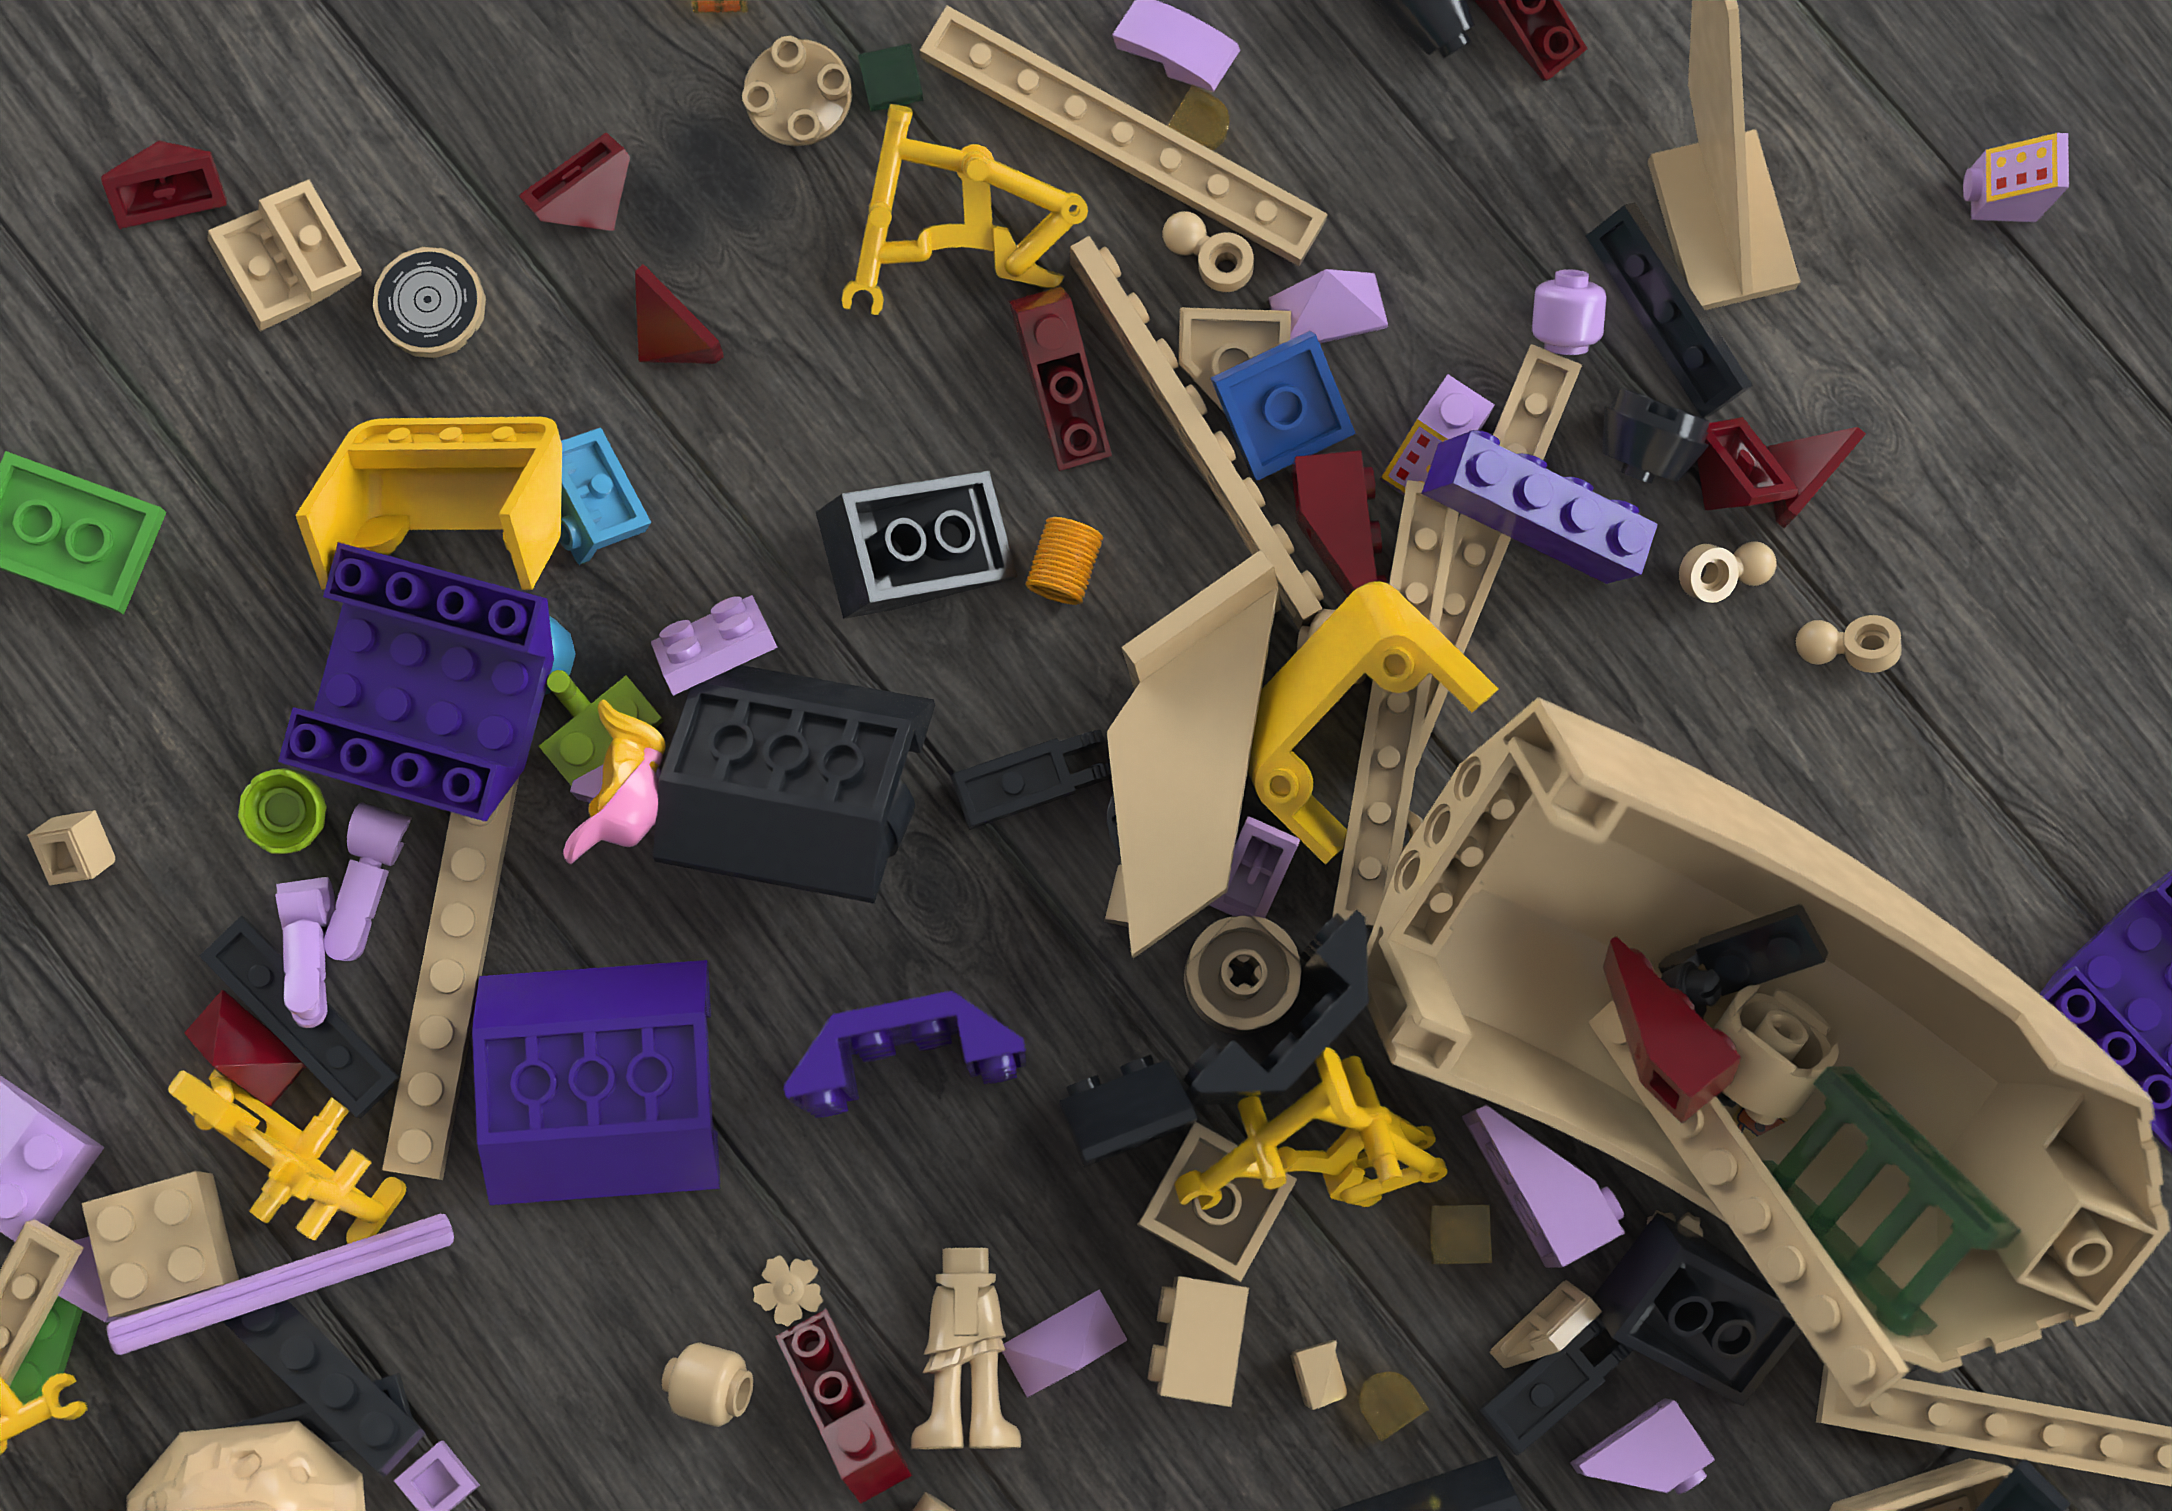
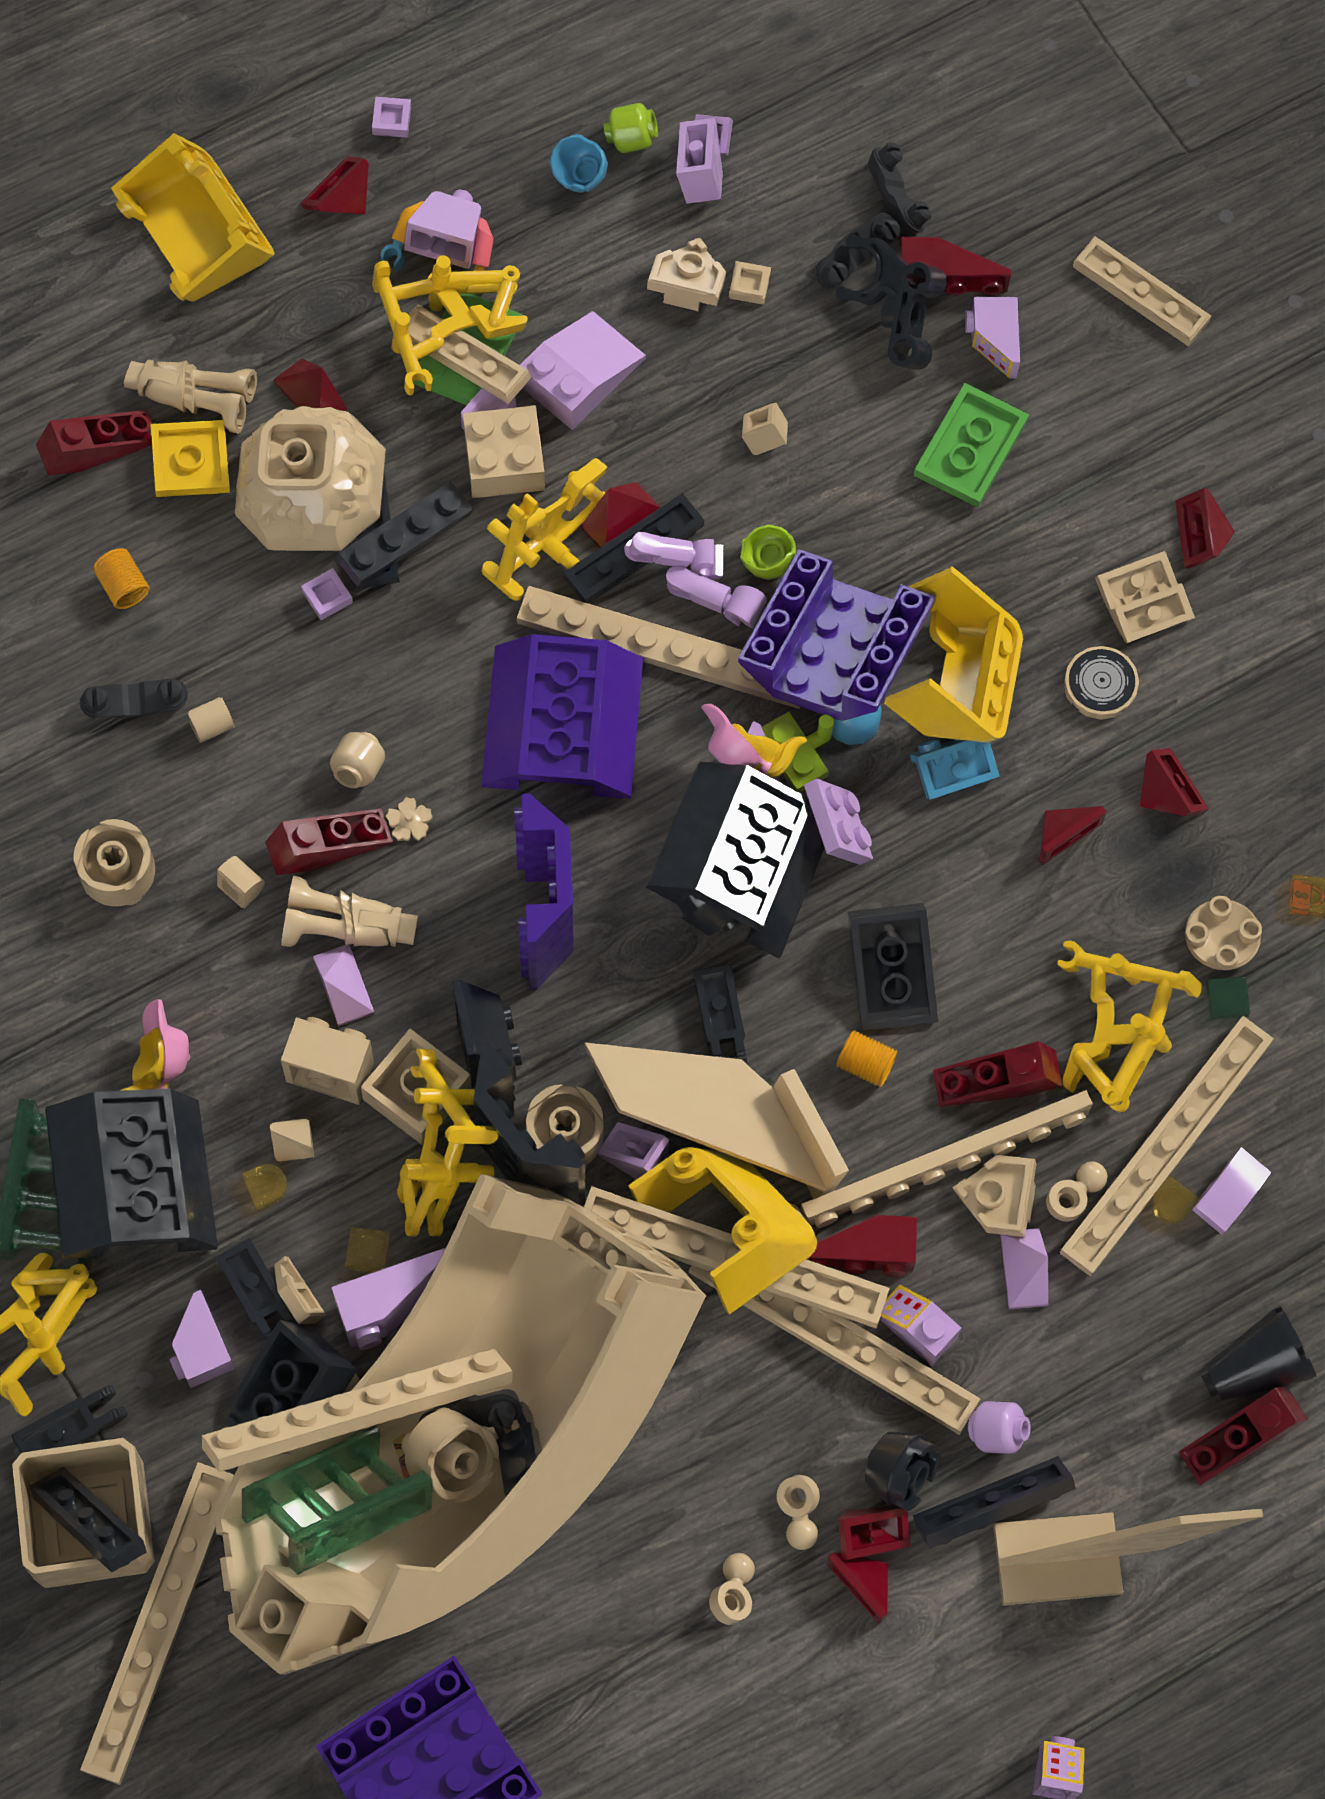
camera: 100 degrees right, 10 degrees down
(279, 1284) = (466, 516): lavender axle -> none
(1283, 405) = (956, 1218): blue plate -> none
(1539, 507) = (856, 1372): brick -> none
(1670, 1044) = (465, 1374): dark red slope -> none

